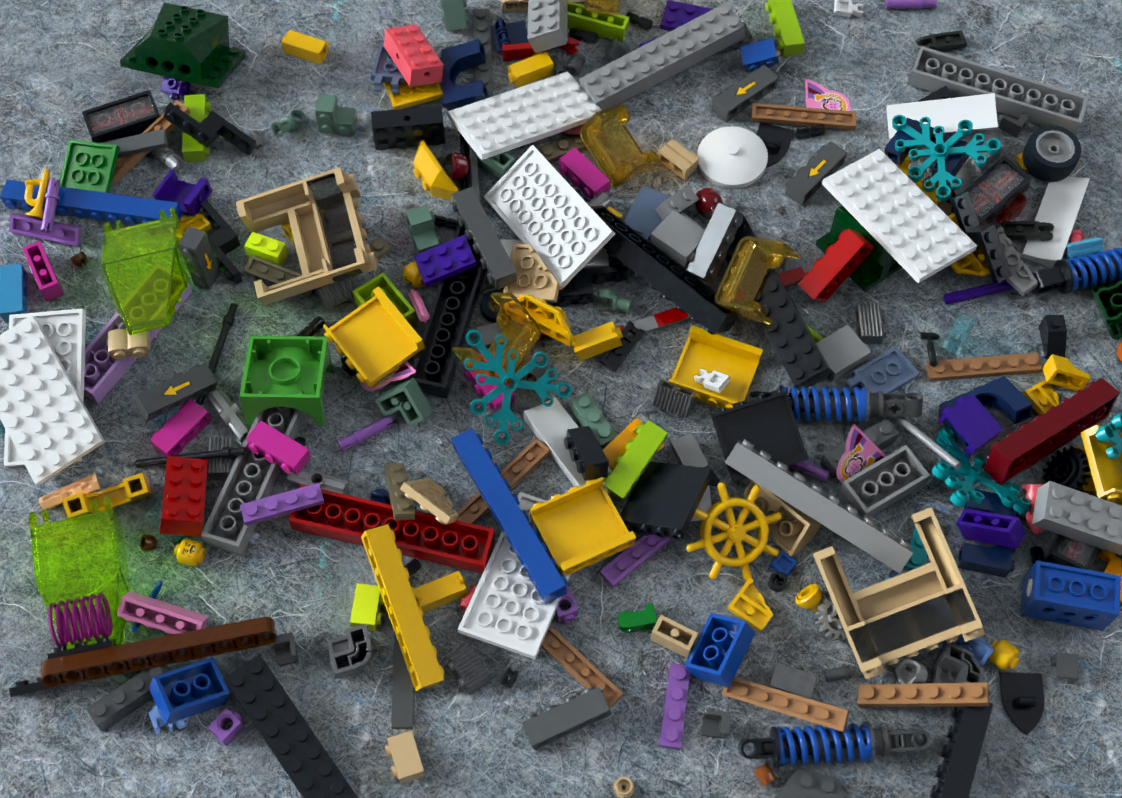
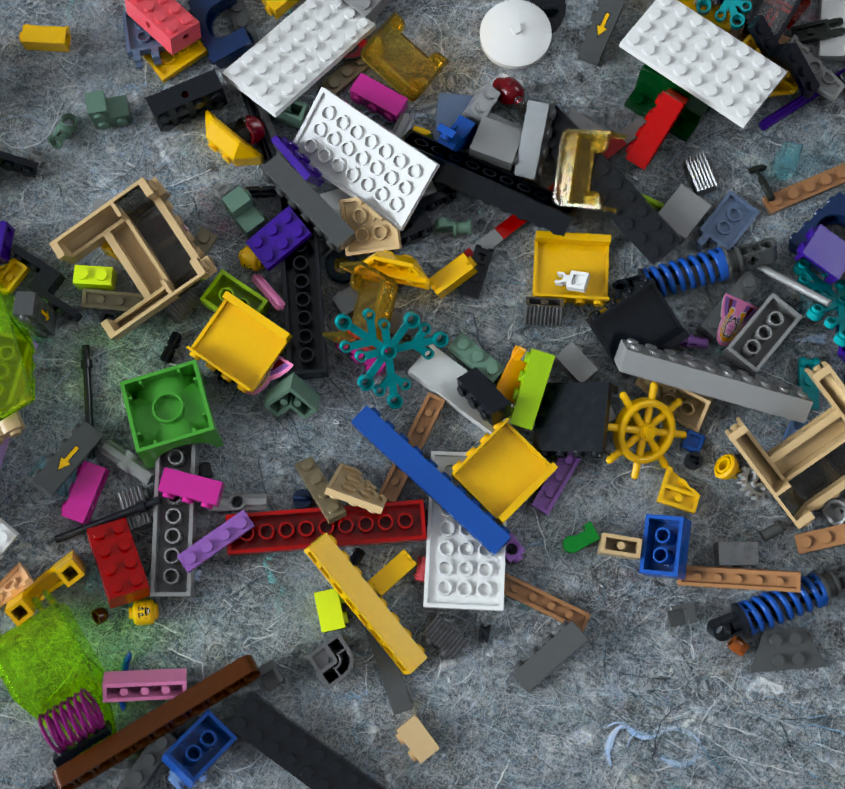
camera: 20 degrees left, 15 degrees up
(217, 725) = (240, 774): medium lavender brick -> none
(365, 433) = (261, 441): medium lavender pin -> none
(489, 203) = (298, 160): none -> dark purple plate
(623, 781) = (613, 698): tan plate -> none
(642, 222) = (458, 134): none -> blue arch
(674, 707) = (639, 609): medium lavender plate -> none
(678, 159) = (465, 52): tan brick -> none

